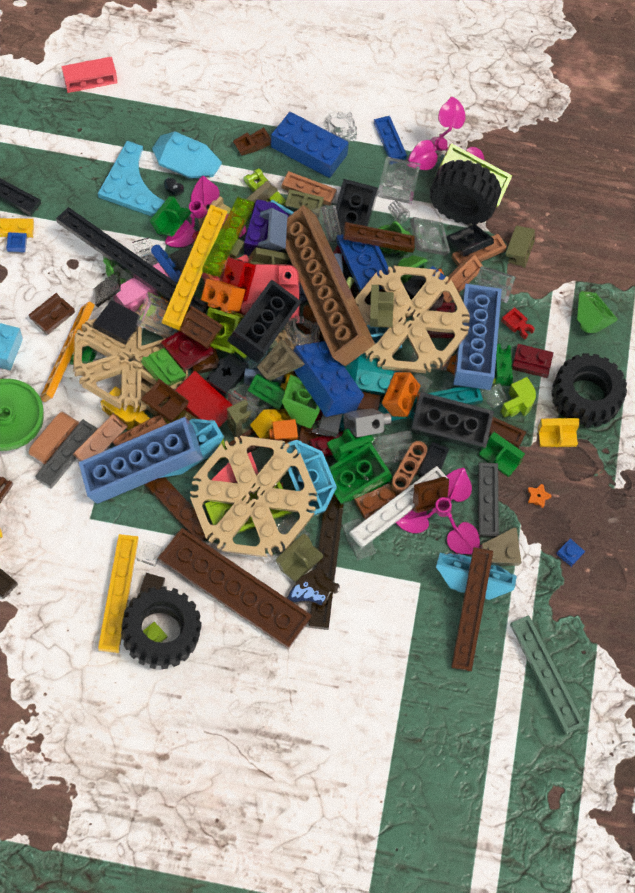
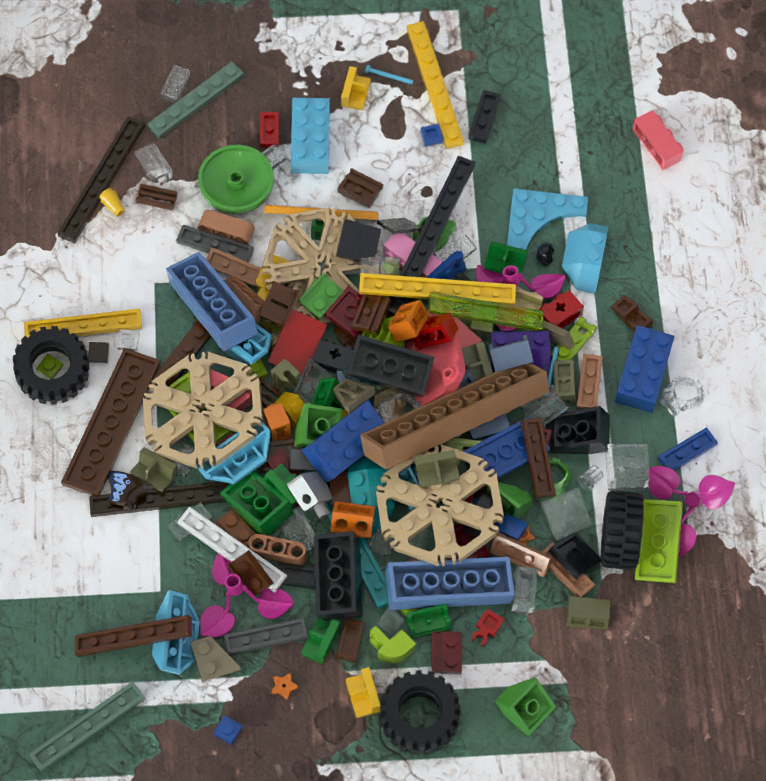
camera: 80 degrees right, 0 degrees up
(233, 186) = (562, 310): none -> red brick

